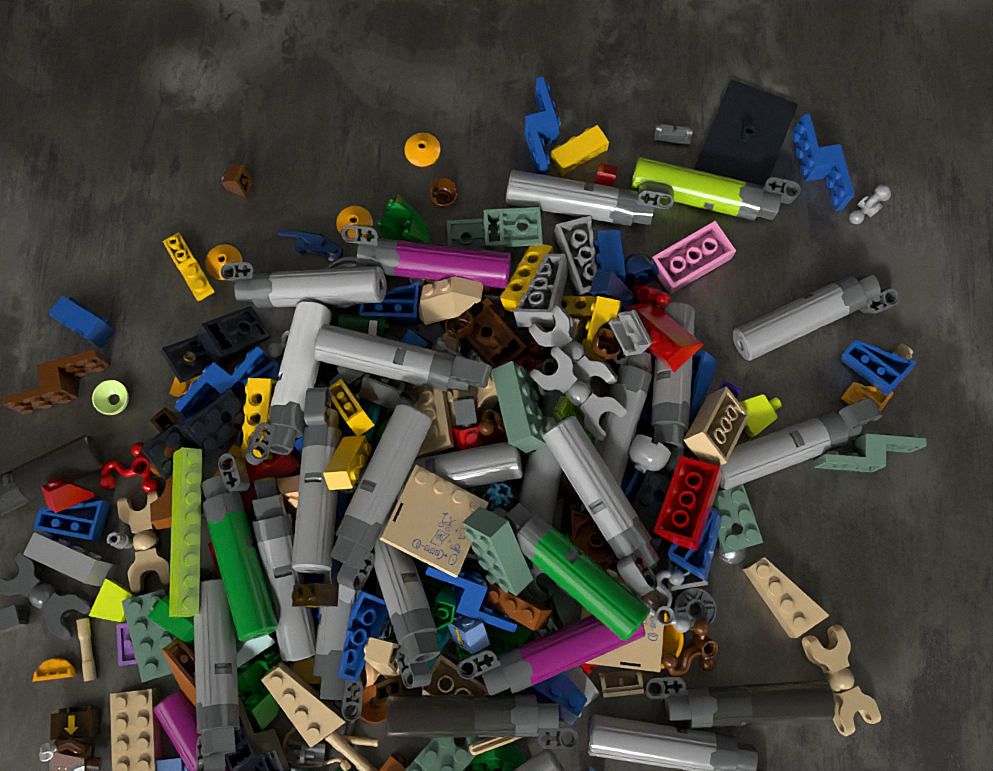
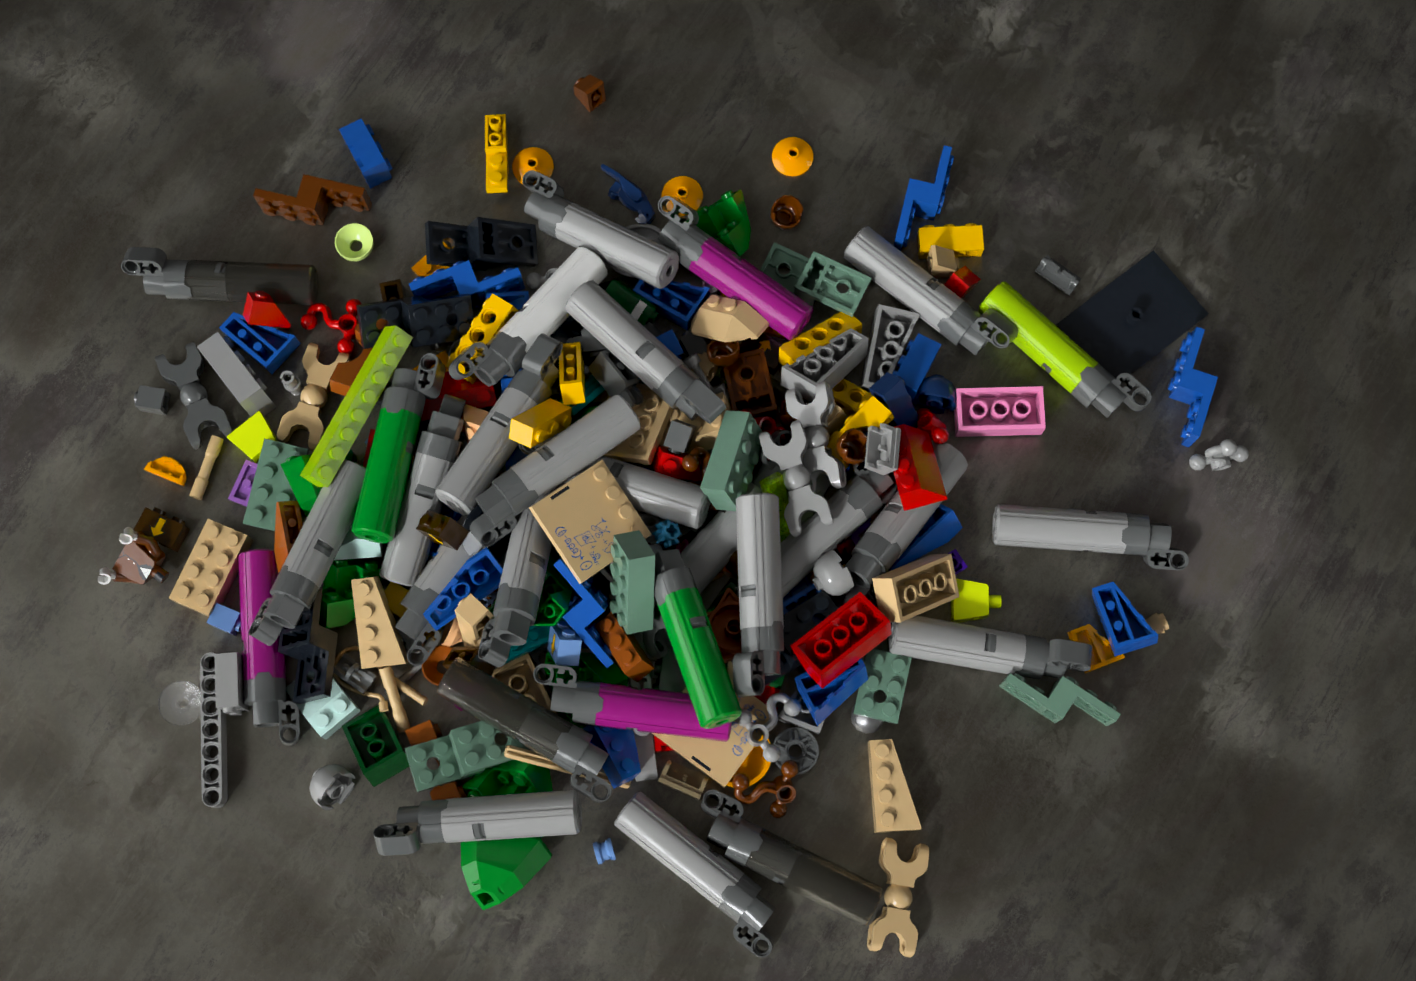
camera: 30 degrees right, 0 degrees up
(583, 168) = (941, 262): none -> tan slope

